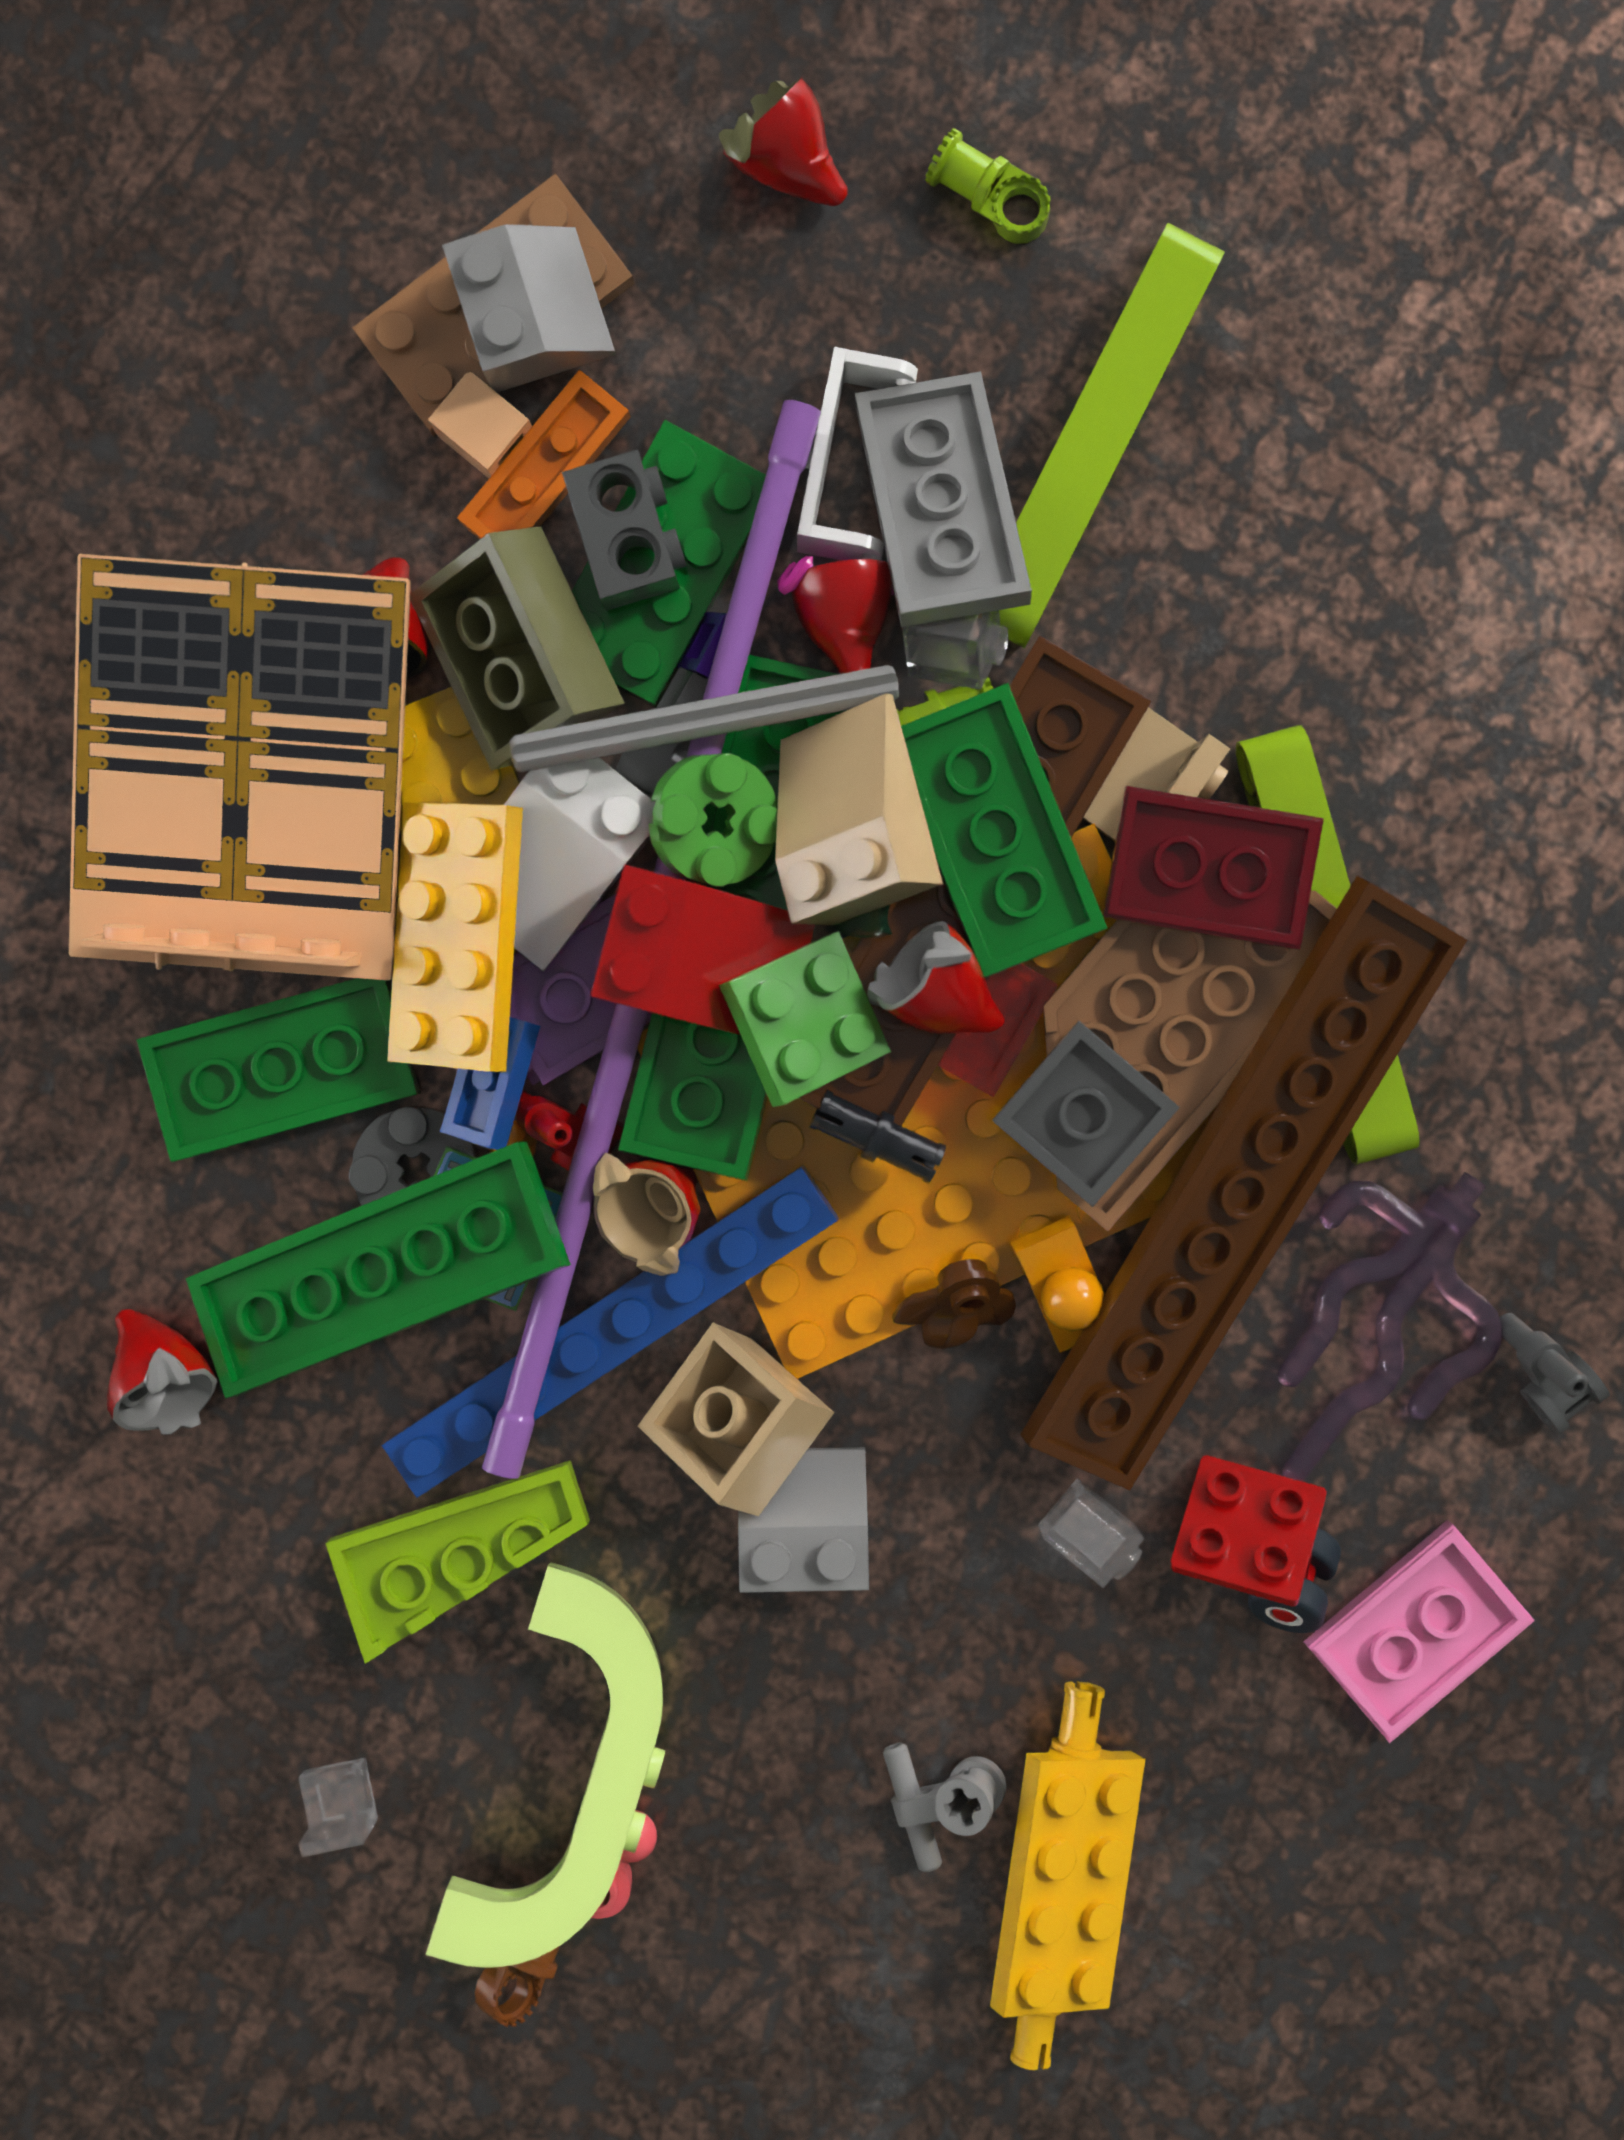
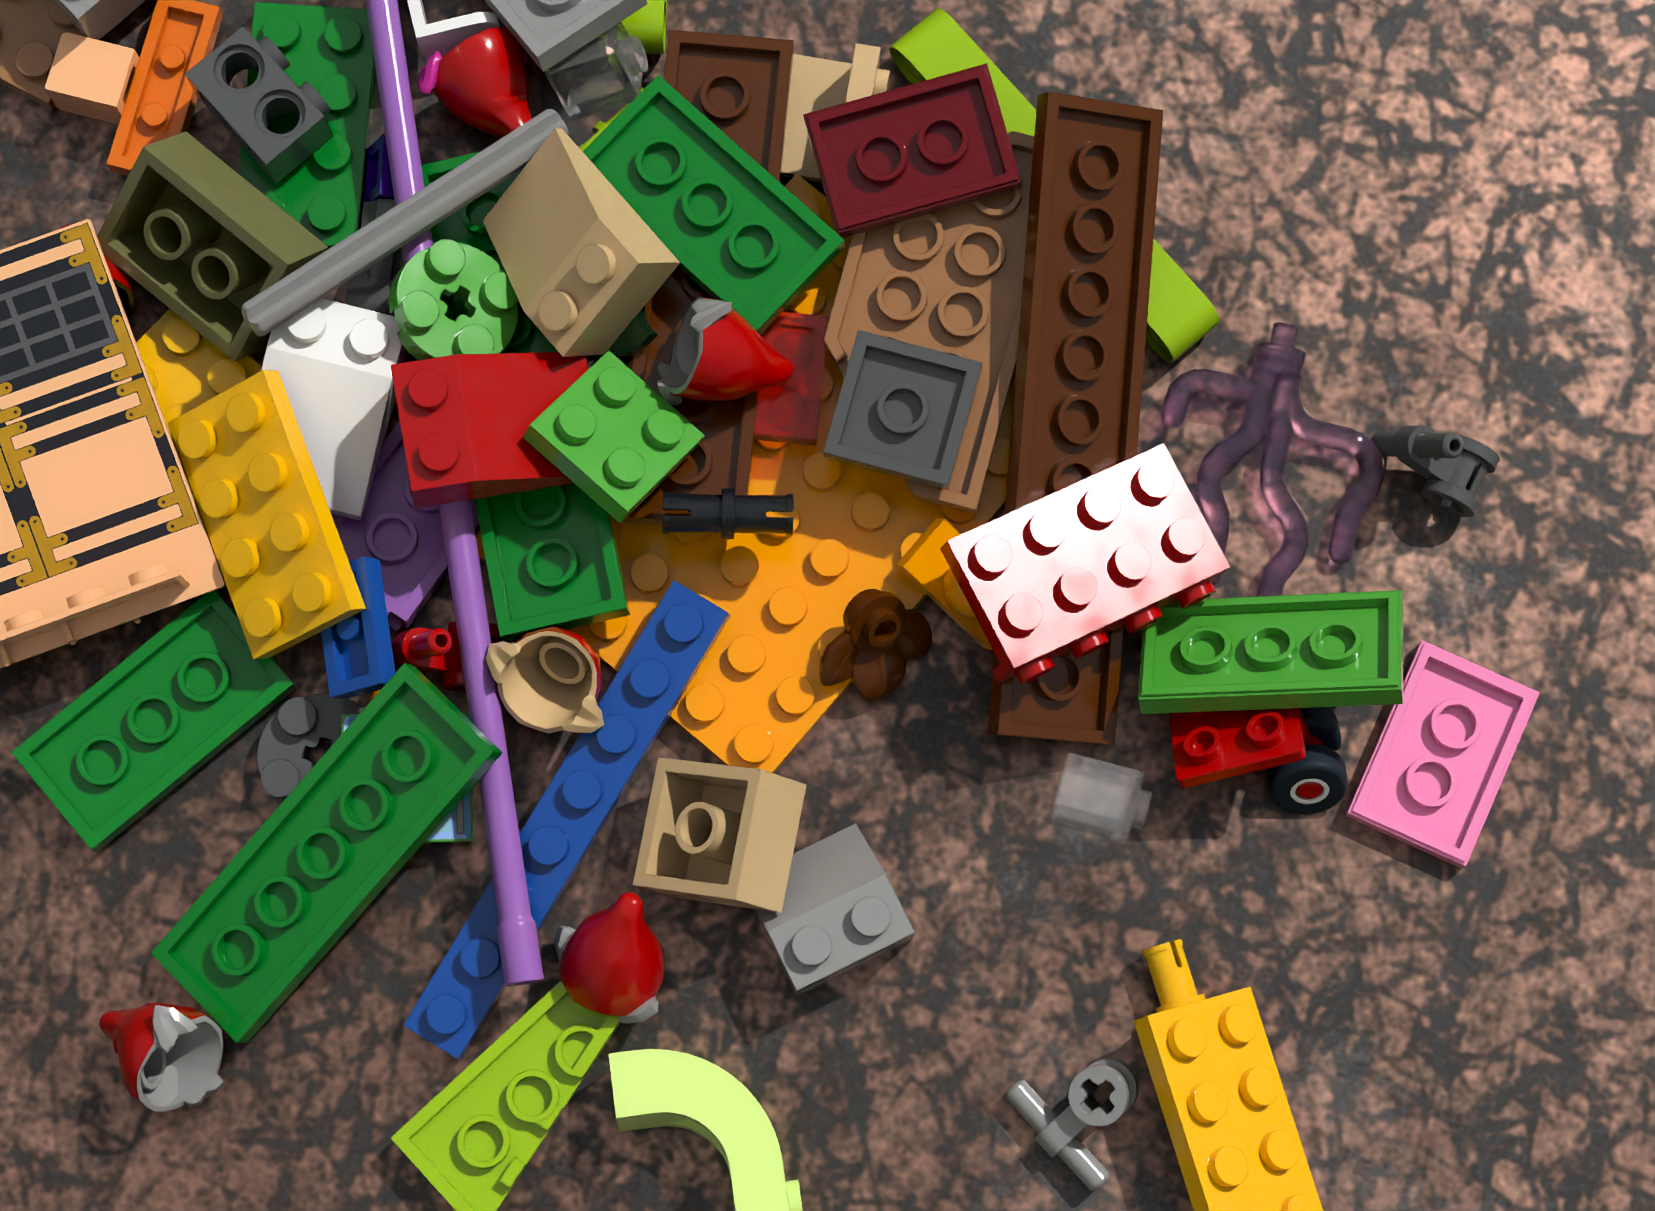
camera: 25 degrees left, 10 degrees down
(587, 1484) = (613, 961): none -> red hat
(1184, 1334) = (1086, 564): none -> bracket
(1315, 1487) = (1274, 653): none -> bright green tile

